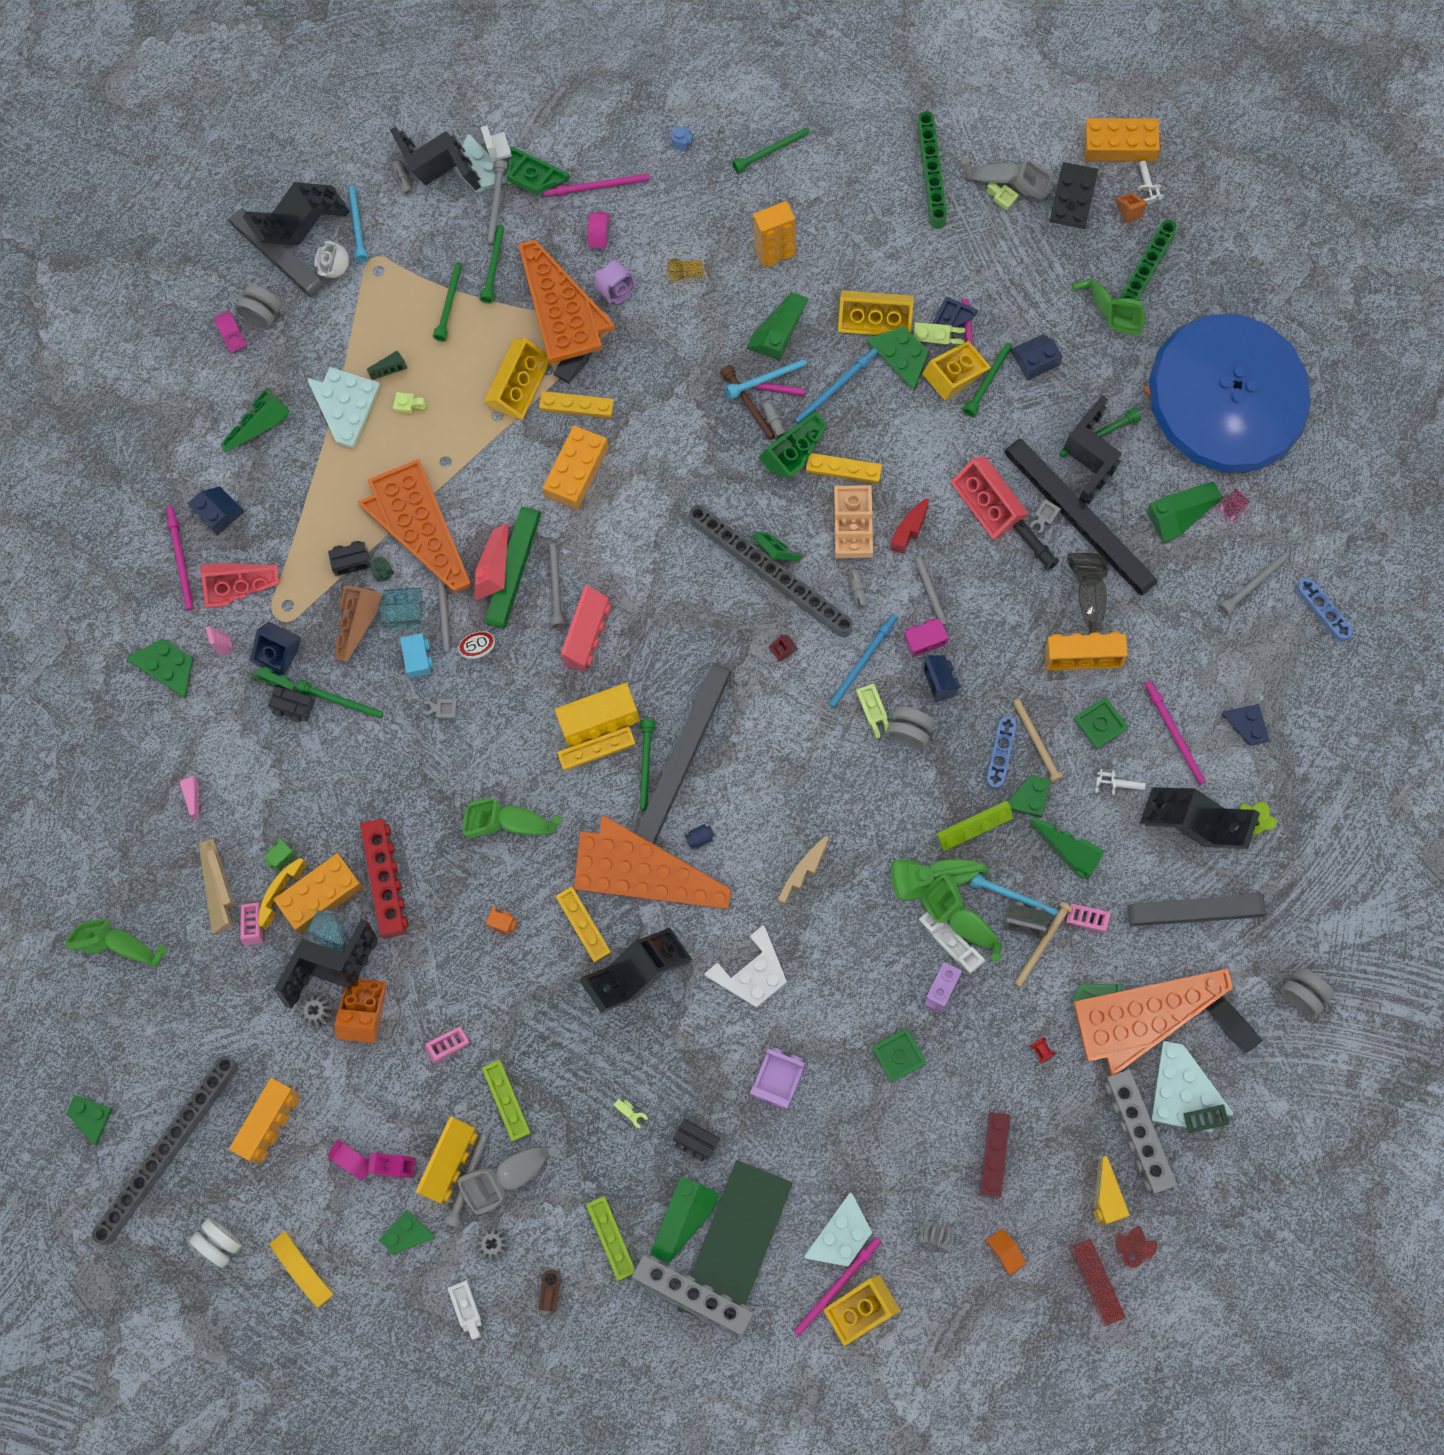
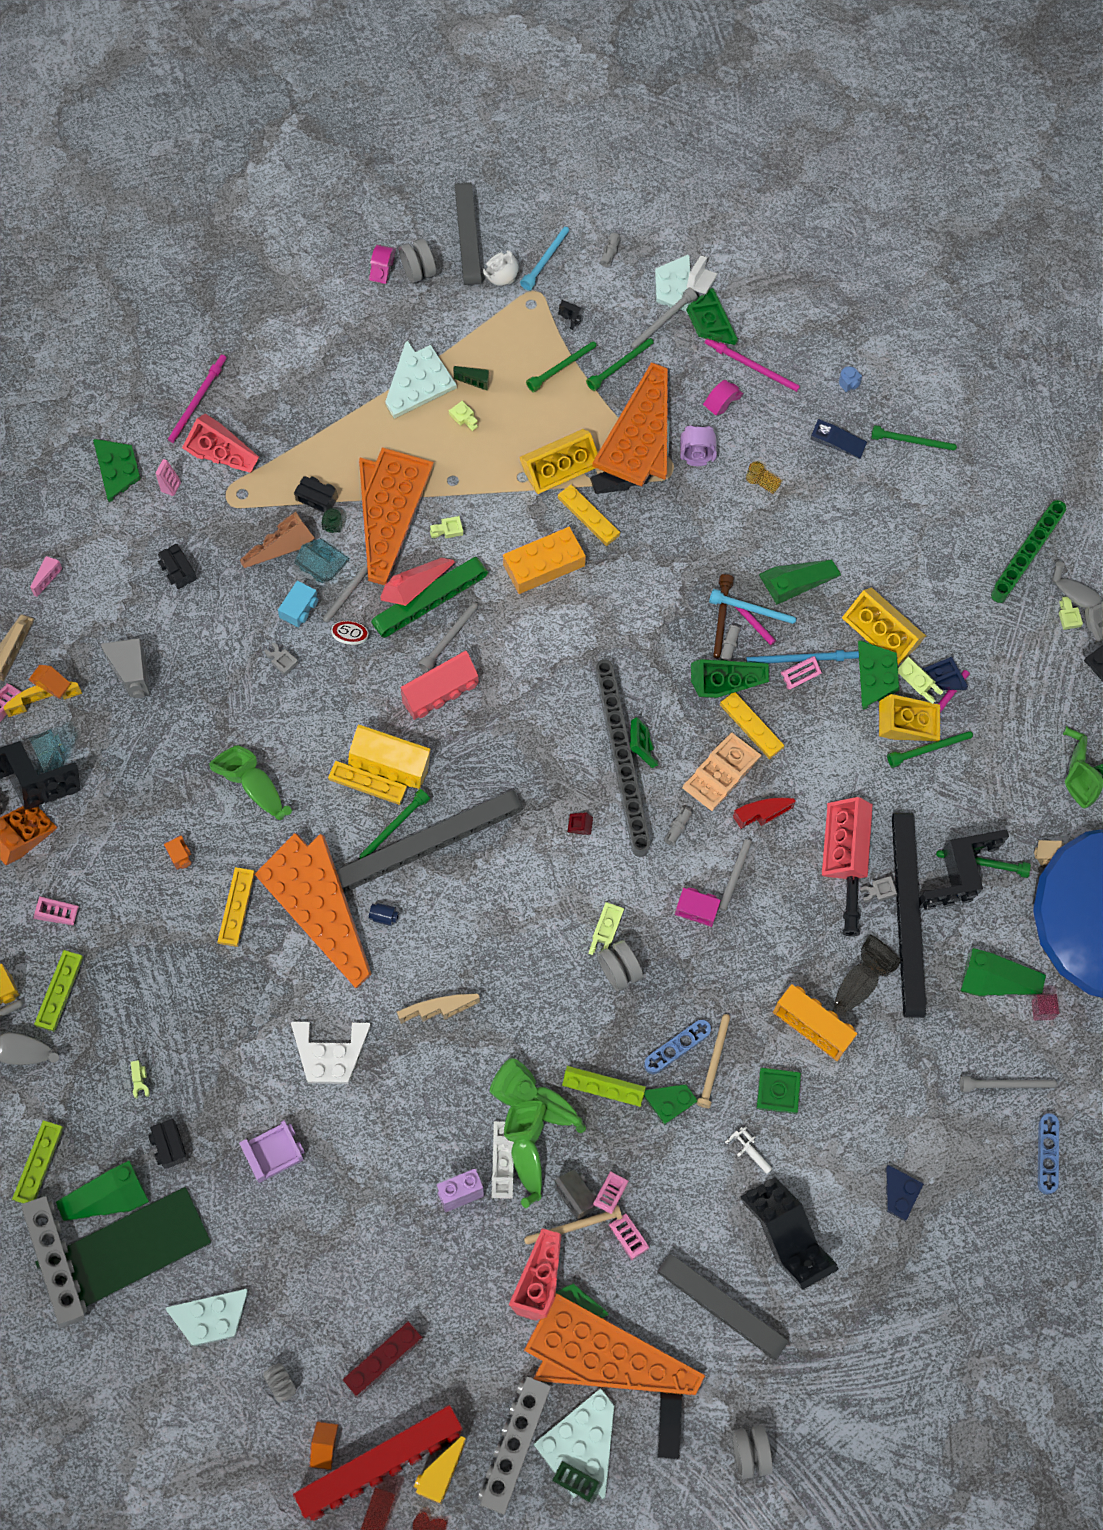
camera: 30 degrees right, 5 degrees down
(215, 509) = (254, 382): dark blue slope -> none
(266, 413) = (355, 342): green wedge -> none
(266, 675) = (177, 530): green wing -> none
(274, 648) = (203, 516): dark blue slope -> none
(277, 874) = (50, 680): none -> orange slope
(279, 855) = (68, 668): bright green brick -> none
(296, 213) = (505, 215): black bracket -> none
(305, 688) = (197, 563): green piece -> none
(319, 890) = (69, 718): light orange brick -> none
(328, 812) = (129, 665): none -> light grey slope
(371, 831) = (113, 754): red brick -> none
(417, 253) = (570, 311): none -> black bracket
(436, 157) = (645, 252): black bracket -> none
(478, 500) = (449, 527): none -> yellowish green plate
(635, 970) = (240, 973): black bracket -> none
(714, 193) = (838, 439): none -> dark blue slope
(774, 234) = (852, 502): light orange brick -> none
(839, 411) = (787, 678): none -> bright pink tile
(862, 1310) = (171, 1389): yellow slope -> none
(864, 1256) = (212, 1348): dark pink bar -> none
(884, 631) = (669, 875): dark azure bar -> none
(899, 1055) = (381, 1215): green plate -> none
(940, 677) = (680, 946): dark blue slope -> none
(979, 881) = (568, 1133): medium azure piece -> none
(1037, 356) = (985, 761): dark blue slope -> none
(1042, 1050) = (496, 1310): red bush -> none
(1045, 886) = (615, 1181): none -> bright pink slope
(1056, 1003) = (538, 1281): none -> coral wedge
(1058, 1228) = (377, 1463): none -> red brick
(1078, 855) = (664, 1179): green wedge -> none
(1140, 388) = (1046, 851): none -> tan brick
(1157, 700) = (842, 1111): dark pink bar -> none
(1264, 821) = (843, 1277): lime plate -> none

